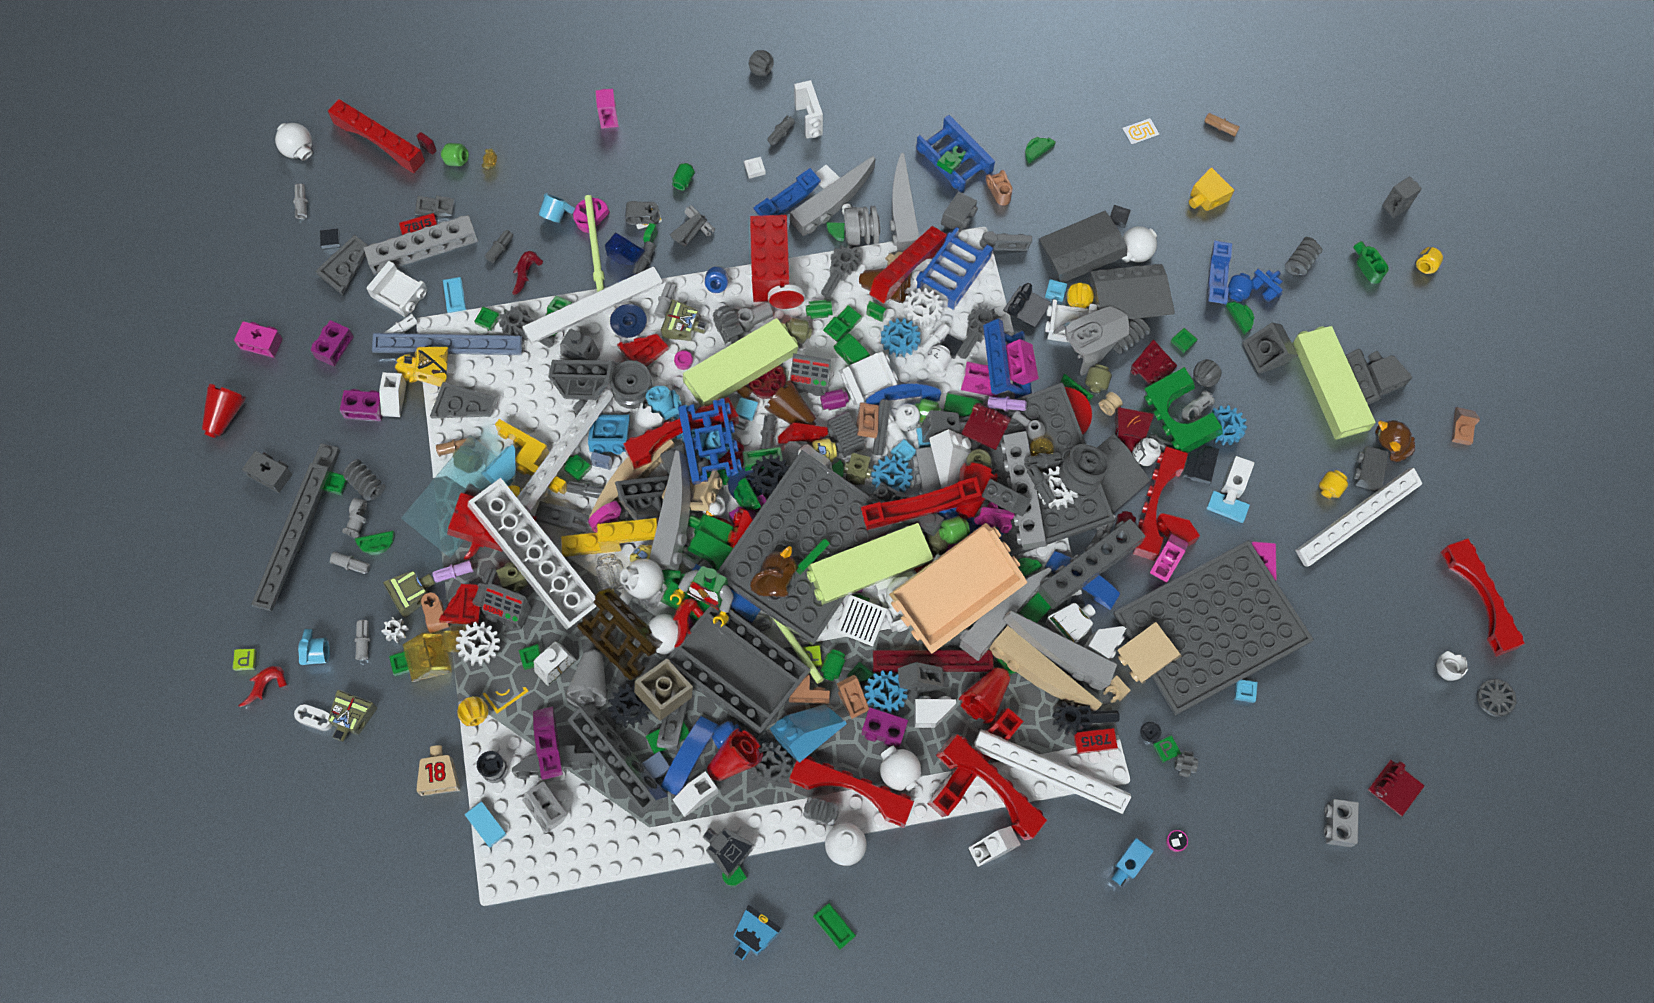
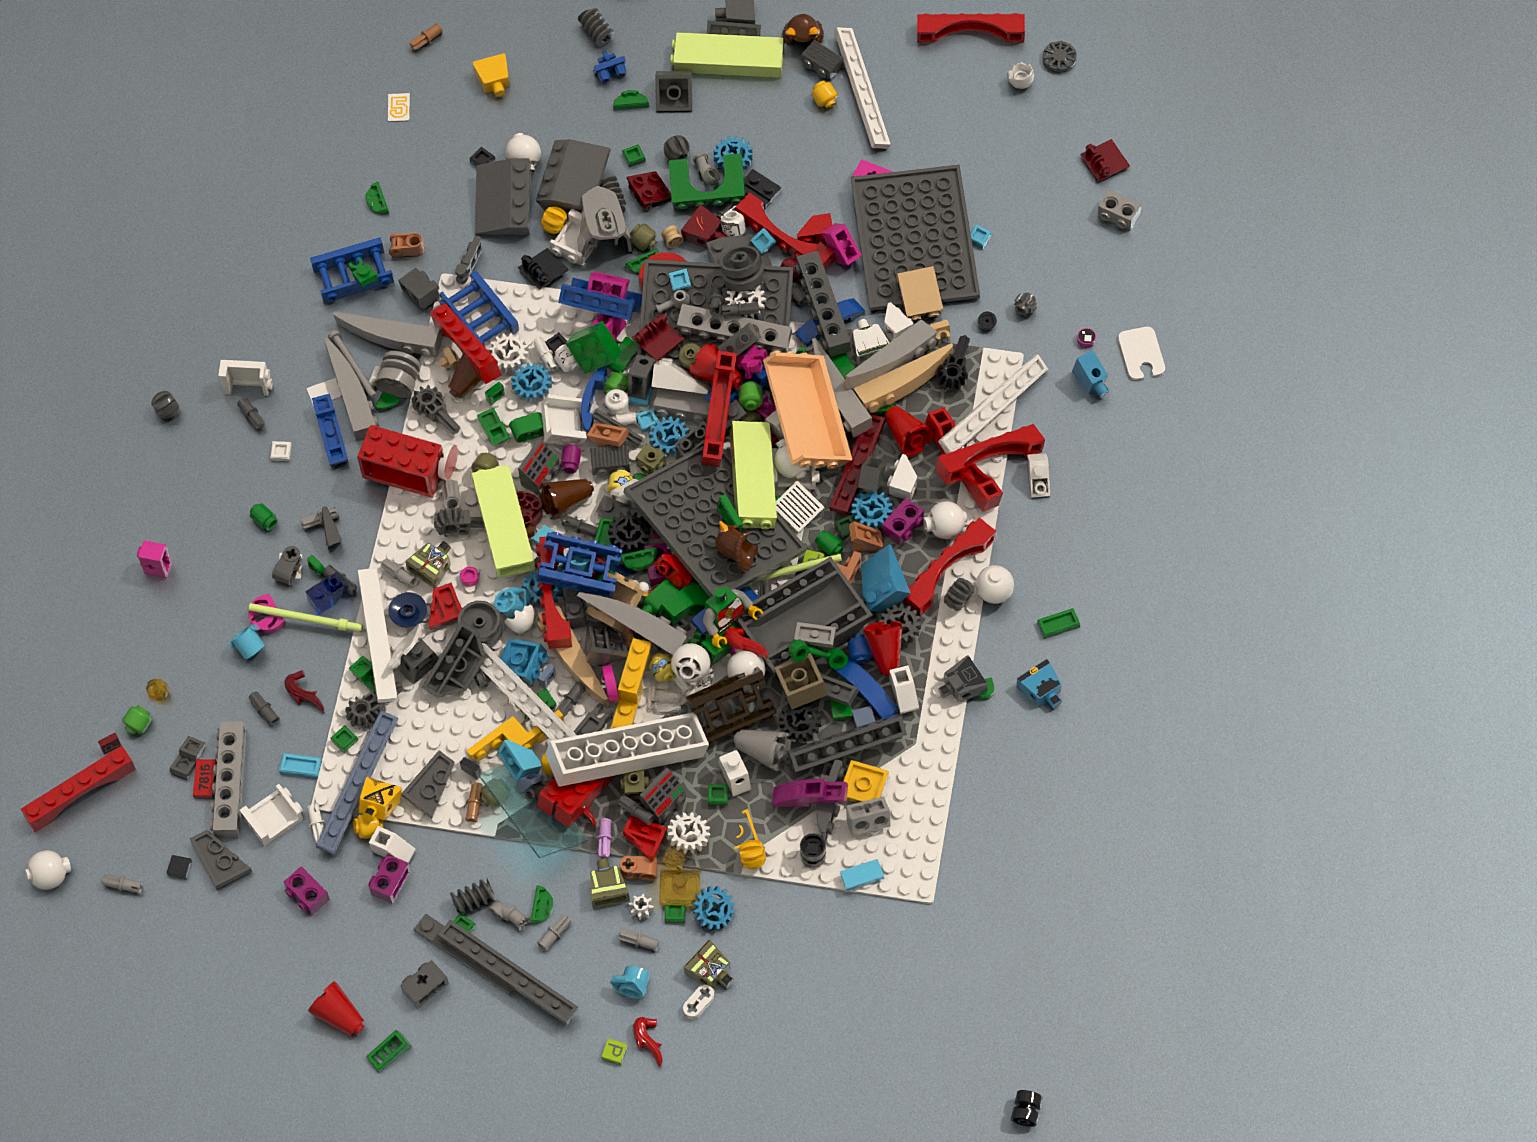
camera: 65 degrees left, 5 degrees down
(207, 475) = (392, 1055): none -> green slope
(258, 339) = (268, 969): dark pink brick -> none
(414, 695) = (718, 914): none -> dark azure gear
(437, 773) = (797, 904): tan torso -> none
(479, 481) = (529, 781): none -> sand blue slope
(487, 430) = (470, 767): none -> black tile
(580, 328) = (405, 646): none -> white piece
(582, 791) = (864, 781): none -> yellow plate
(689, 674) = (834, 657): none -> green piece
(715, 684) = (815, 634): none -> light grey plate
(716, 280) = (399, 518): blue head -> none
(802, 432) = (594, 496): red wing -> none
(819, 309) = (470, 440): green brick -> none
(883, 166) = (335, 337): none -> light grey bar
(950, 373) = (593, 347): none -> green brick
(975, 329) = (551, 316): dark grey gear -> none
(1006, 403) = (644, 312): lavender axle -> none
(1041, 442) = (700, 294): clear yellow plate -> none
(1054, 421) = (679, 280): none -> medium azure tile
(1056, 290) = (536, 239): medium azure tile -> none
(1095, 741) = (979, 364): red tile -> none
(1141, 485) = (763, 241): none -> medium azure tile
(1166, 749) = (1006, 315): green tile -> none
(1190, 902) = (1138, 348): none -> white piece
(1219, 272) = (579, 101): blue slope -> none
(1235, 512) = (809, 184): medium azure tile -> none
(1236, 479) = (789, 165): white torso -> none
(1240, 287) = (603, 89): blue head -> none

